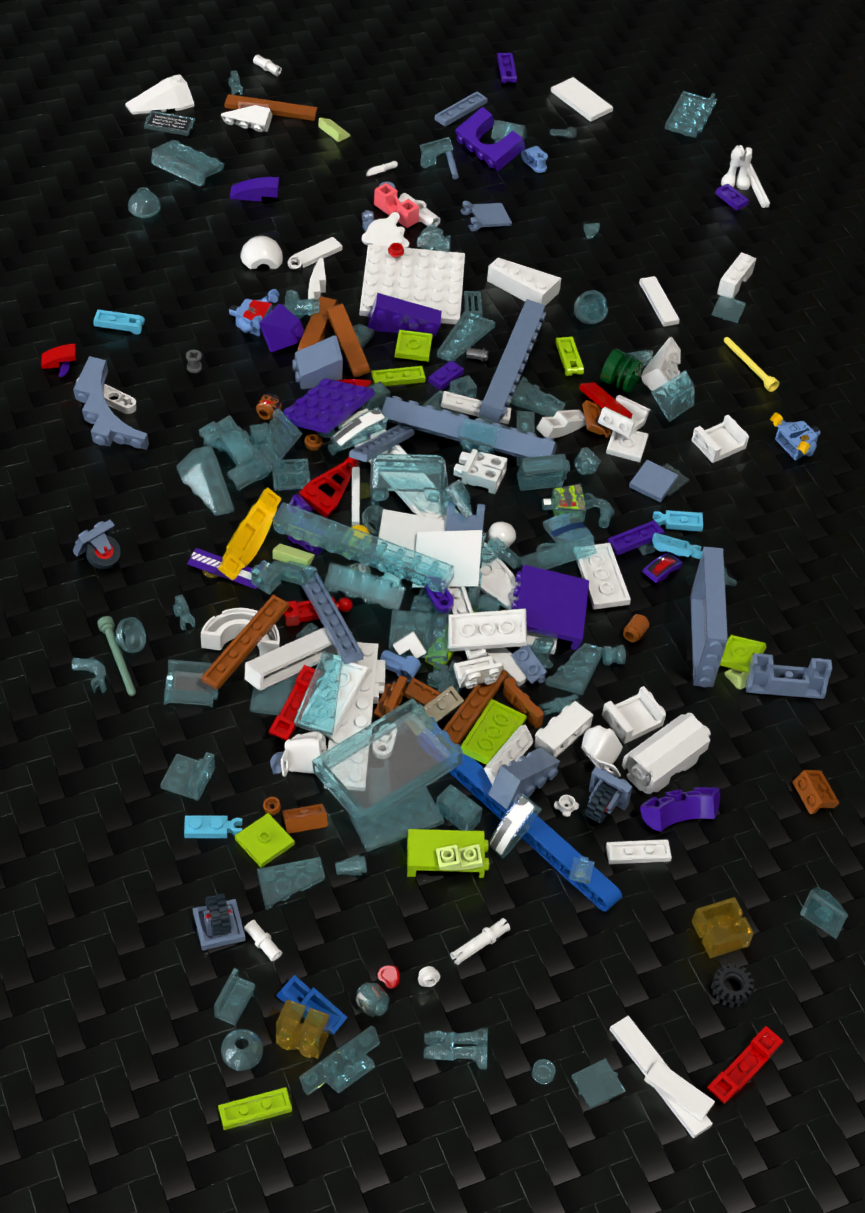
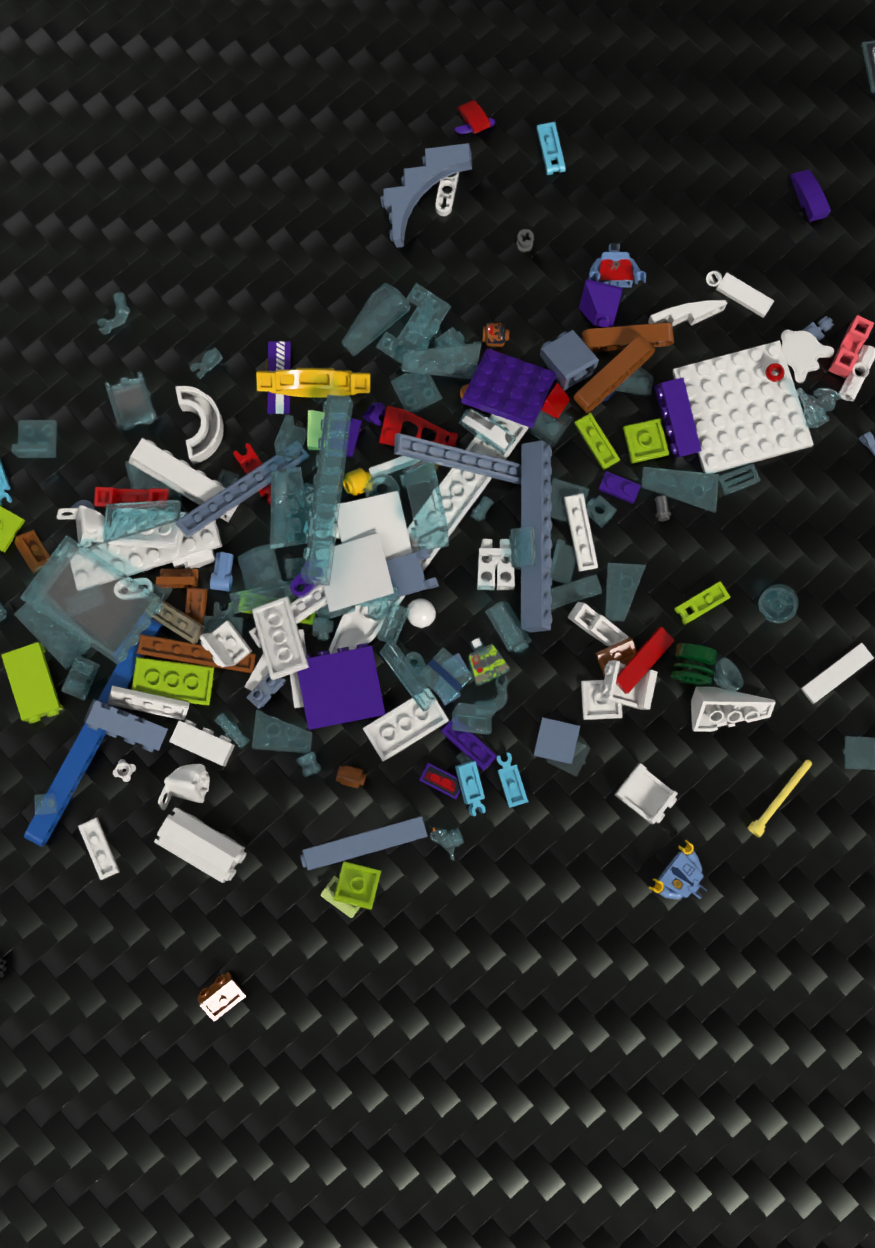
camera: 75 degrees right, 30 degrees up
(100, 548) = (249, 260): plate -> none
(107, 626) = (168, 305): sand green piece -> none
(134, 635) = (160, 335): clear light blue piece -> none
(144, 203) = (731, 102): clear light blue piece -> none
(185, 162) = (822, 108): clear light blue bracket -> none
(245, 642) = (179, 428): dark orange tile -> none
(261, 251) = (714, 241): white cylinder -> none
(266, 577) = (275, 415): clear light blue brick -> none
(272, 800) = (30, 519): dark orange hinge -> none
(300, 307) = (640, 304): clear light blue piece -> none
(410, 642) = (244, 572): white piece -> none
(459, 859) = (19, 695): yellowish green slope -> none
(461, 497) = (438, 555): clear light blue wing -> none
(512, 361) = (663, 547): sand blue brick -> none
(514, 825) = (71, 732): slope -> none
(522, 703) = (220, 696): dark orange plate -> none
(523, 281) = (792, 522): white wedge -> none
(542, 649) = (281, 696): clear light blue bracket -> none
(586, 461) = (547, 666): clear light blue piece -> none
(606, 794) = (137, 803): plate -> none
(614, 526) = (472, 718): none -> clear light blue panel
(634, 716) = (245, 803): white panel -> none
(675, 395) = (682, 728): clear light blue slope -> none
(681, 806) = (157, 872): dark purple brick -> none
(719, 929) = (33, 946): clear yellow piece -> none
(788, 680) = (336, 939): sand blue bracket -> none
(824, 911) = (85, 1030): clear light blue slope -> none

